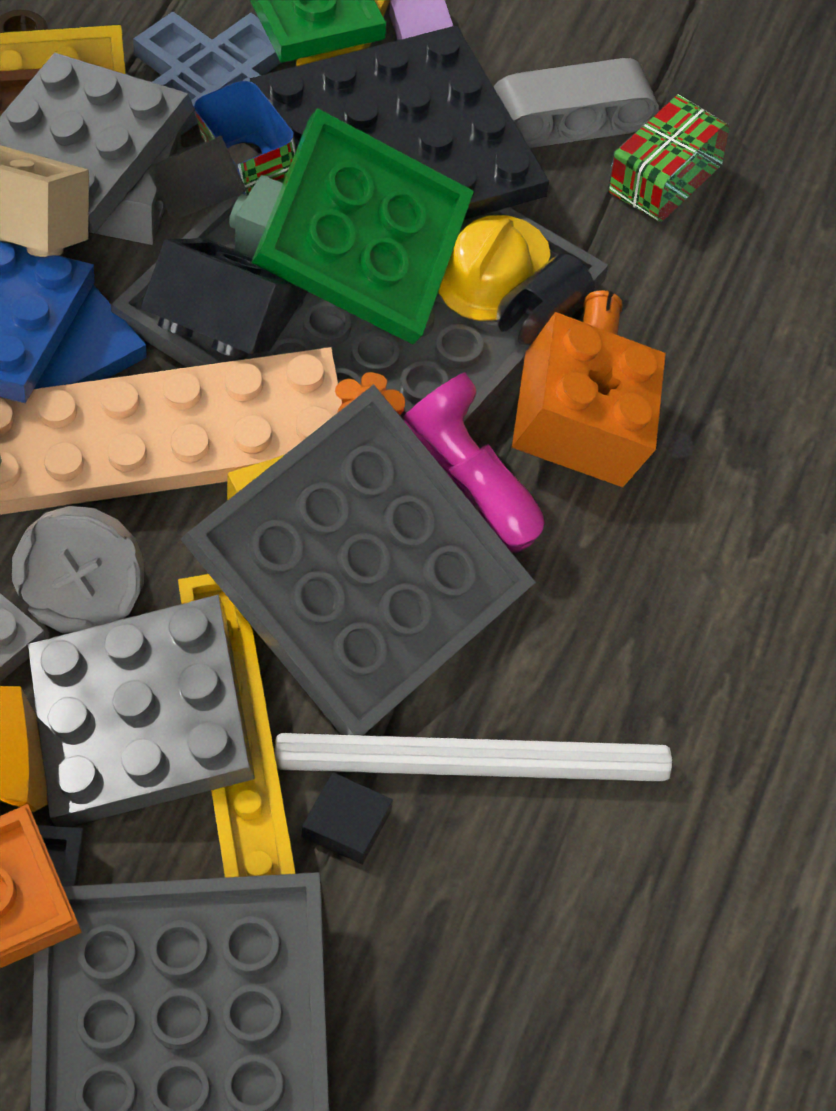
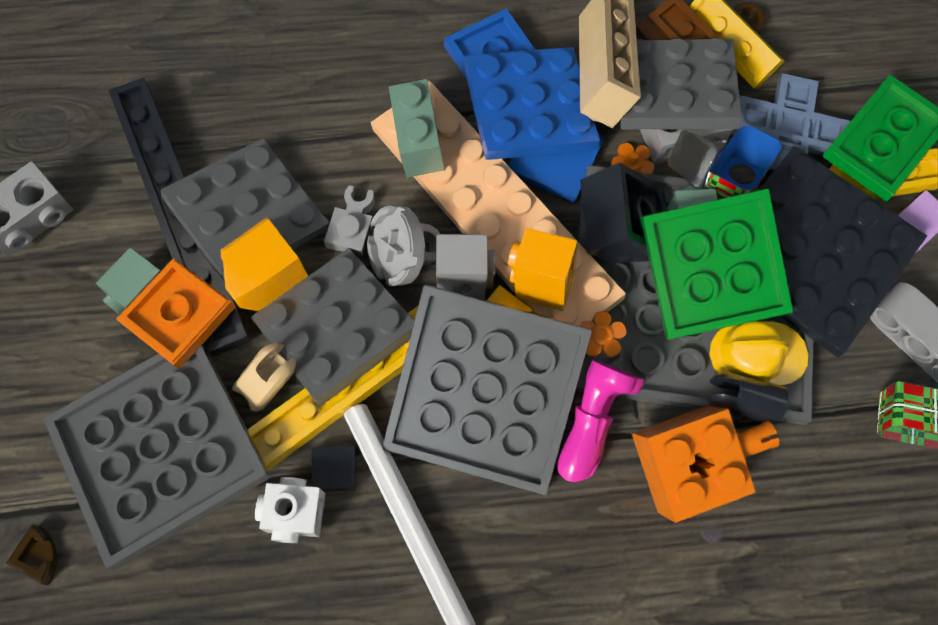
camera: 65 degrees right, 15 degrees up
(129, 259) = (634, 160): none -> orange plant
(165, 499) = (464, 264): none -> light grey brick
(167, 822) = (264, 376): none -> tan piece
(258, 390) = (543, 268): none -> light orange brick
(383, 880) = (305, 515): none -> white brick

